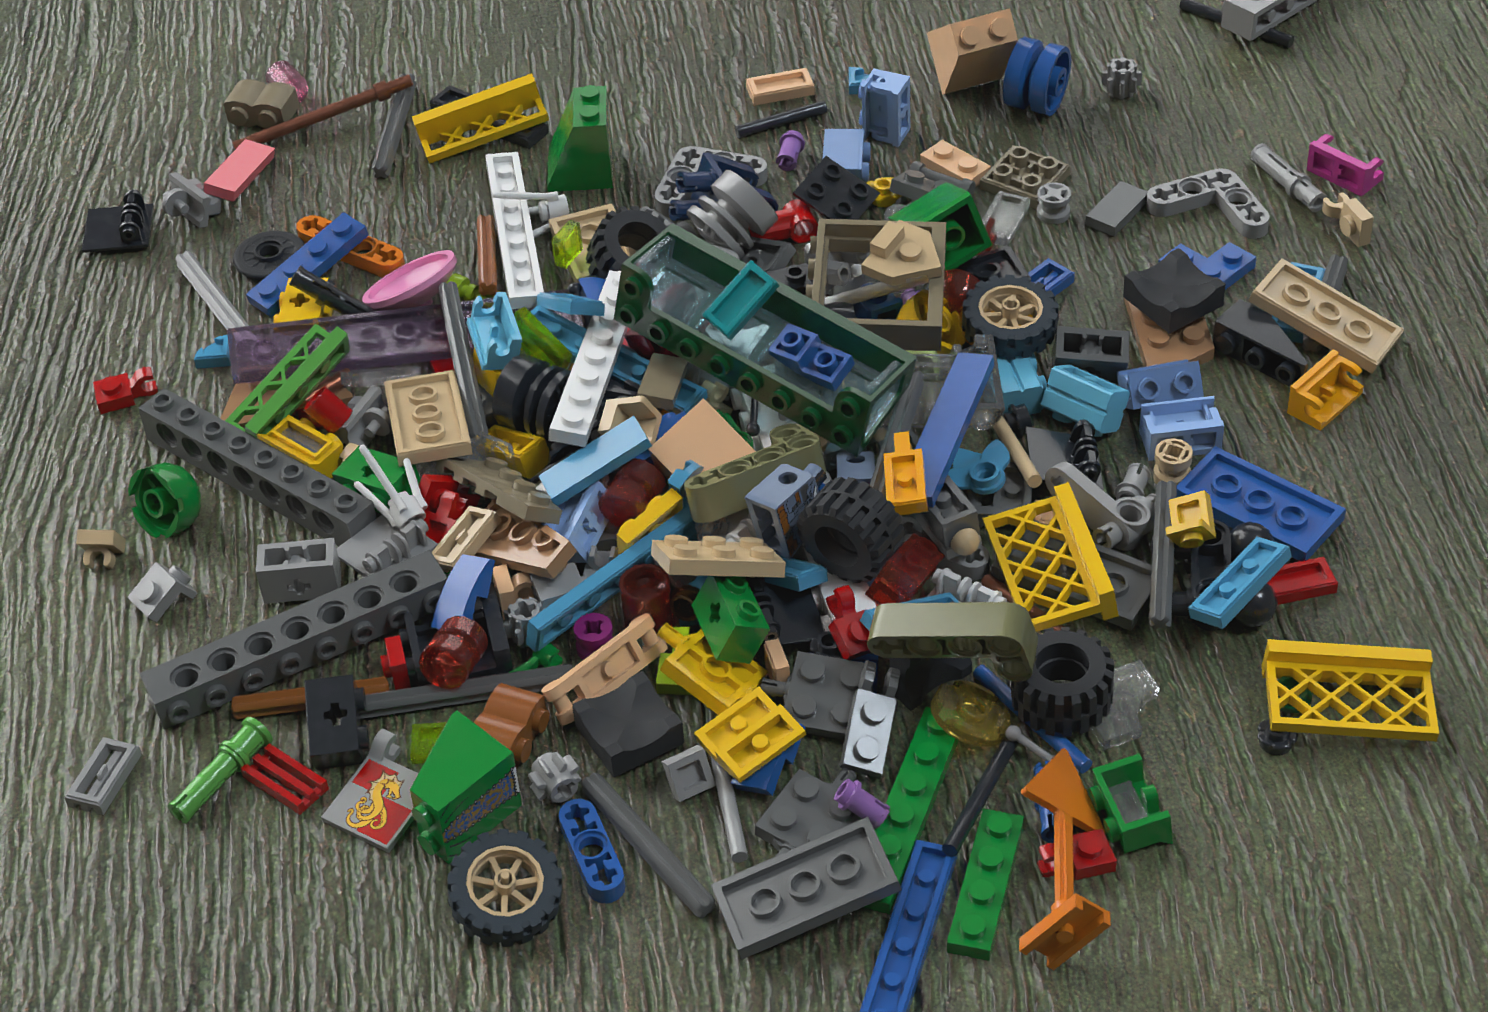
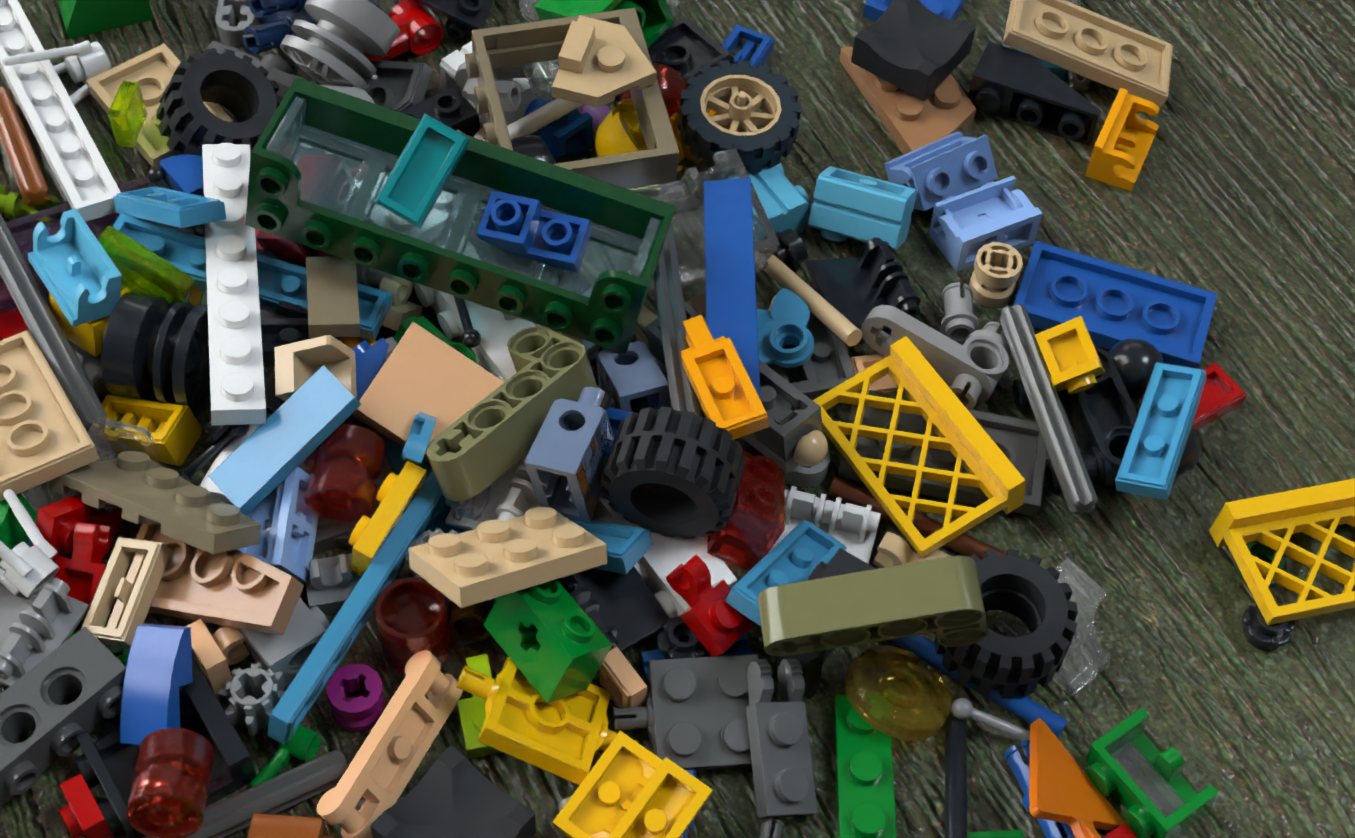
camera: 25 degrees left, 10 degrees up
(1092, 350) = (846, 142): dark grey brick -> none

